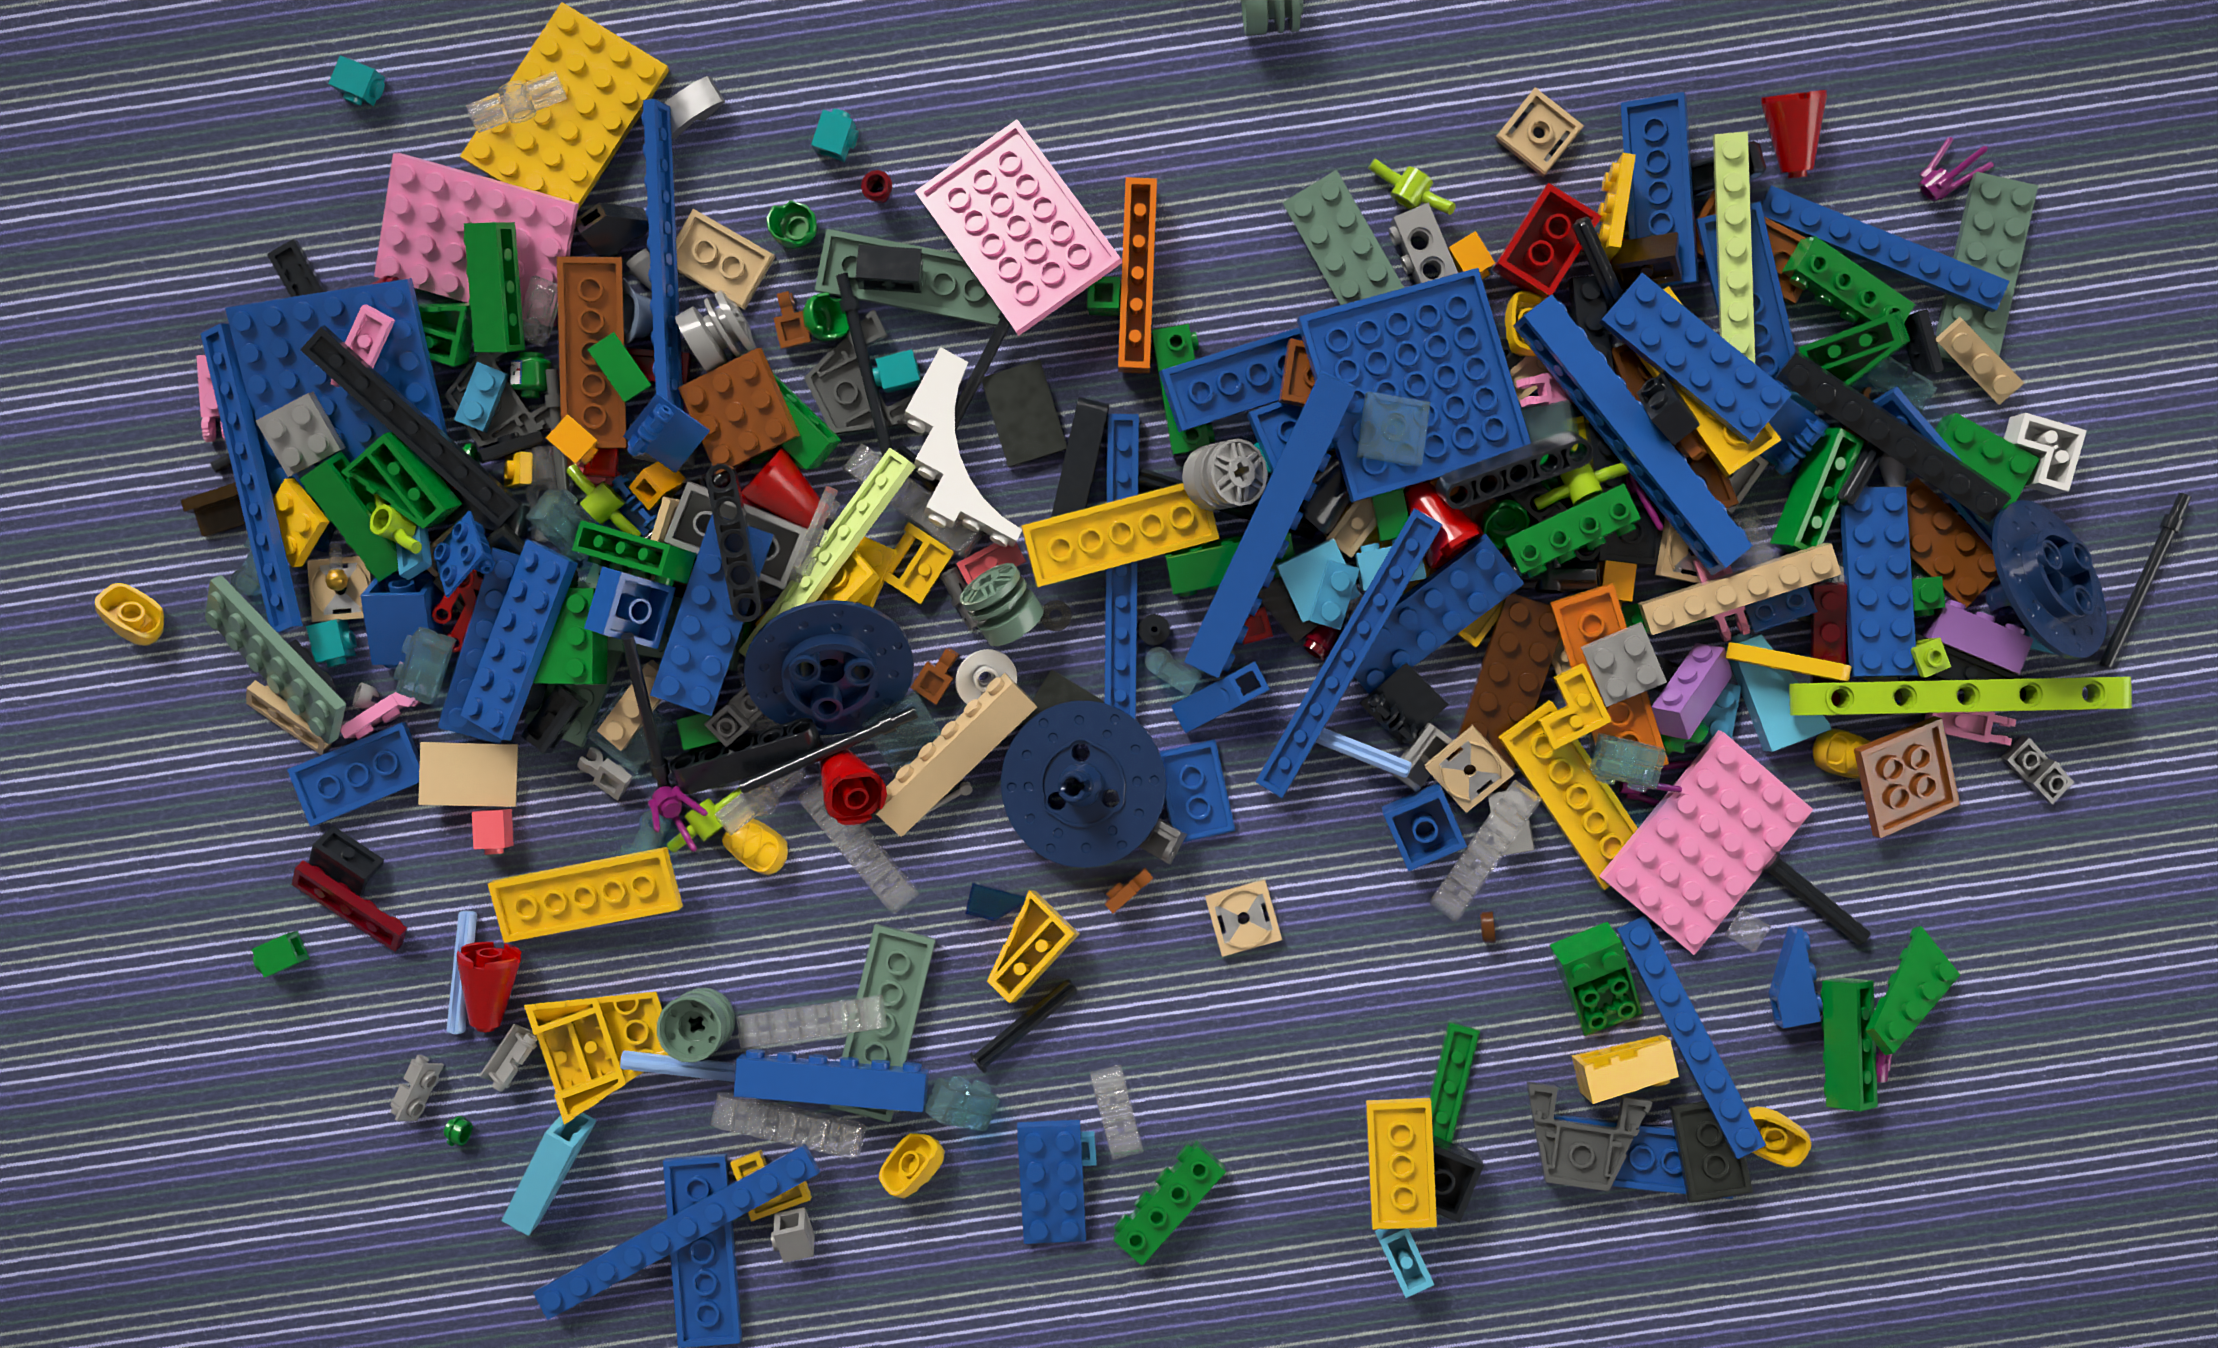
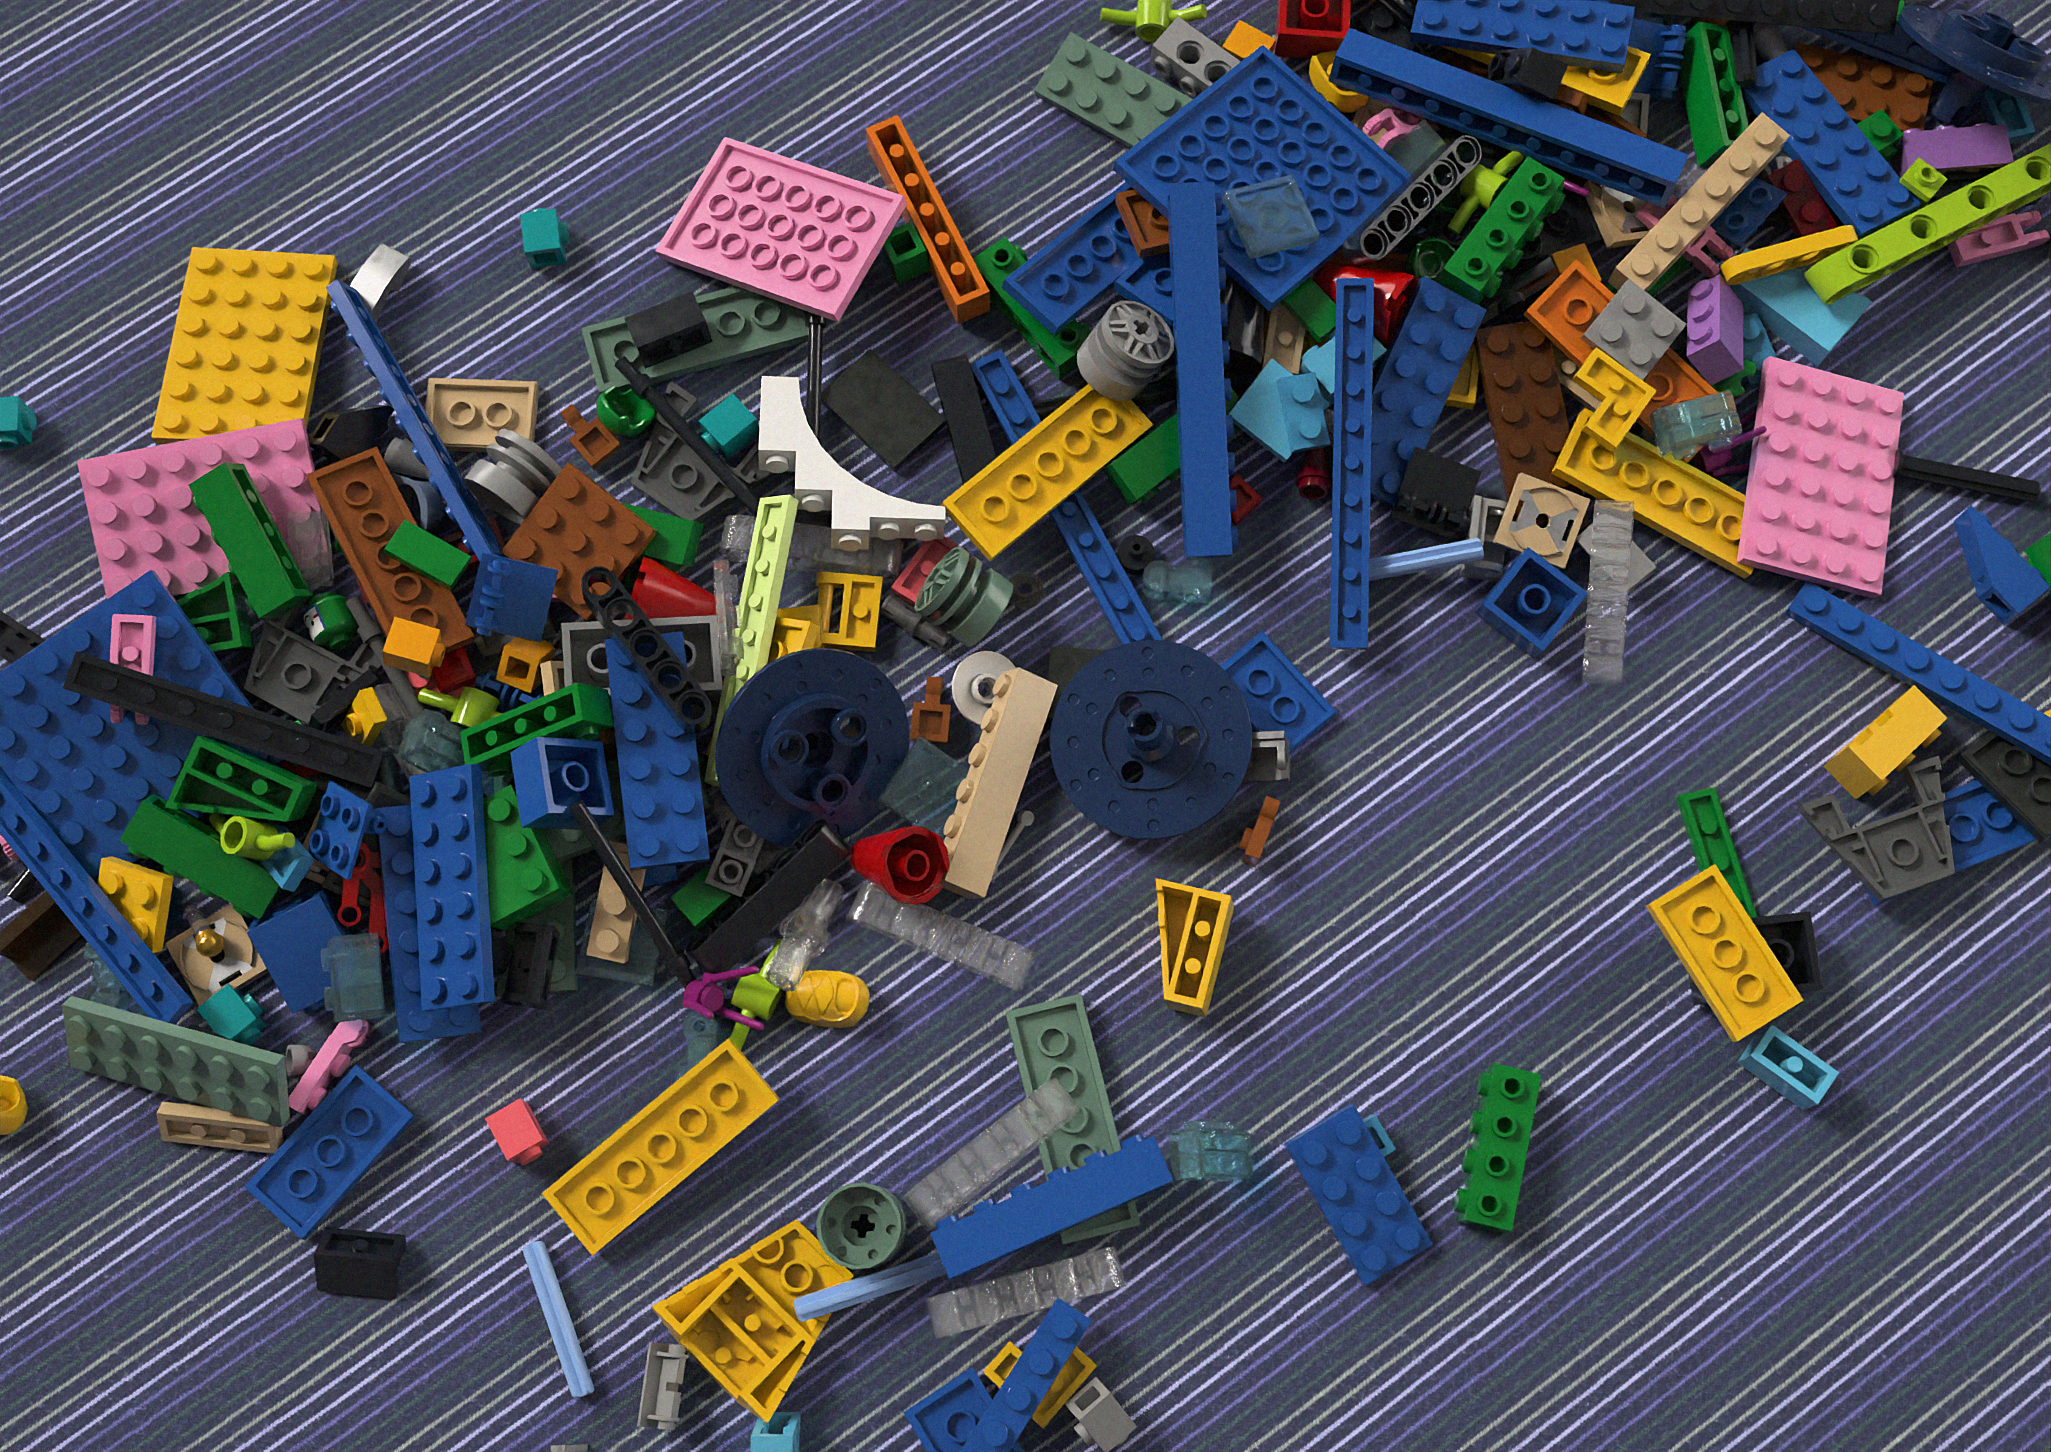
camera: 30 degrees left, 15 degrees down
(279, 954) = (329, 1410): green brick -> none
(300, 434) = (97, 799): light grey plate -> none
(349, 906) = (388, 1308): dark red plate -> none
(468, 774) = (460, 1083): tan tile -> none
(481, 397) = (287, 668): dark azure plate -> none
(487, 981) = (596, 1311): red cone -> none
(516, 101) = (189, 351): clear piece -> none
(607, 774) = (622, 1002): light grey plate -> none
(792, 224) = (543, 341): green hair -> none
(874, 180) = (615, 261): dark red cone -> none
(885, 725) = (904, 784): black bar -> none
(911, 1164) = (1190, 1260): yellow piece -> none
(992, 902) = (1120, 924): tile -> none
(1023, 1025) = (1228, 1039): black axle -> none
(1116, 1112) = (1384, 1079): clear beam -> none
(1220, 697) = (1244, 580): blue slope -> none
(1235, 901) = (1404, 820): tan piece -> none
(1280, 605) = (1263, 467): clear smoke plate -> none
(1487, 927) = (1657, 674): reddish brown tile -> none
(1596, 978) = (1799, 668): green slope -> none
(1747, 930) = (1917, 545): clear plate -> none
(1835, 752) = (1901, 325): yellow piece -> none
(1907, 776) = (1973, 310): plate -> none

